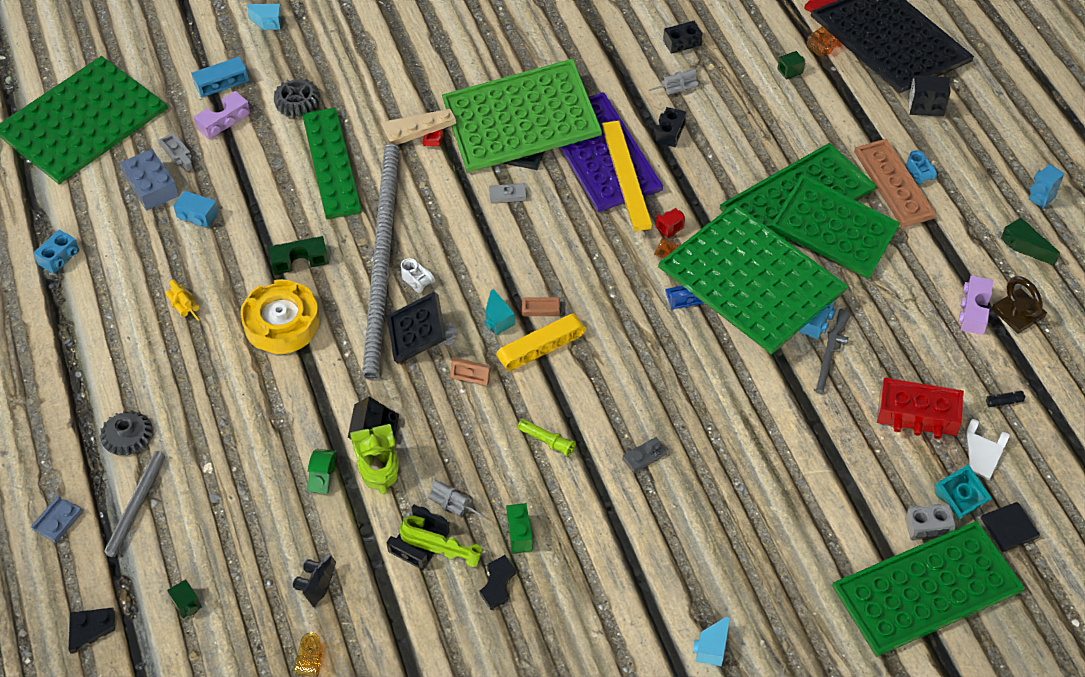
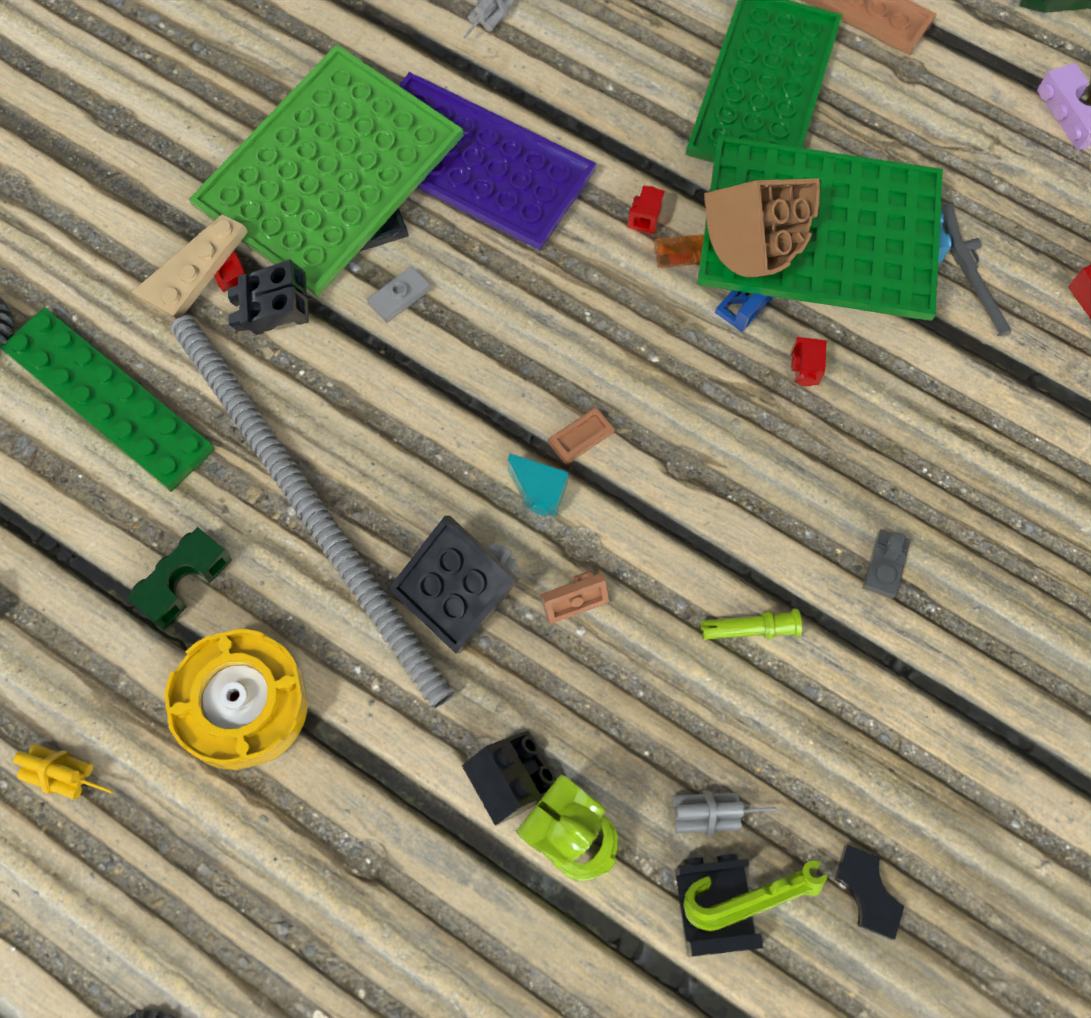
camera: 40 degrees left, 15 degrees up
(320, 467) = (500, 904): green brick -> none
(416, 275) = (382, 499): white piece -> none
(441, 158) = (269, 298): none -> black hips
(519, 528) = (837, 793): green brick -> none
(541, 342) = (628, 490): yellow beam -> none
(626, 176) = (543, 177): yellow tile -> none
(670, 126) = (534, 74): black brick -> none
(690, 339) = (808, 360): none -> red brick
(709, 249) = (761, 223): none -> medium nougat brick
(835, 226) = (846, 96): green plate -> none

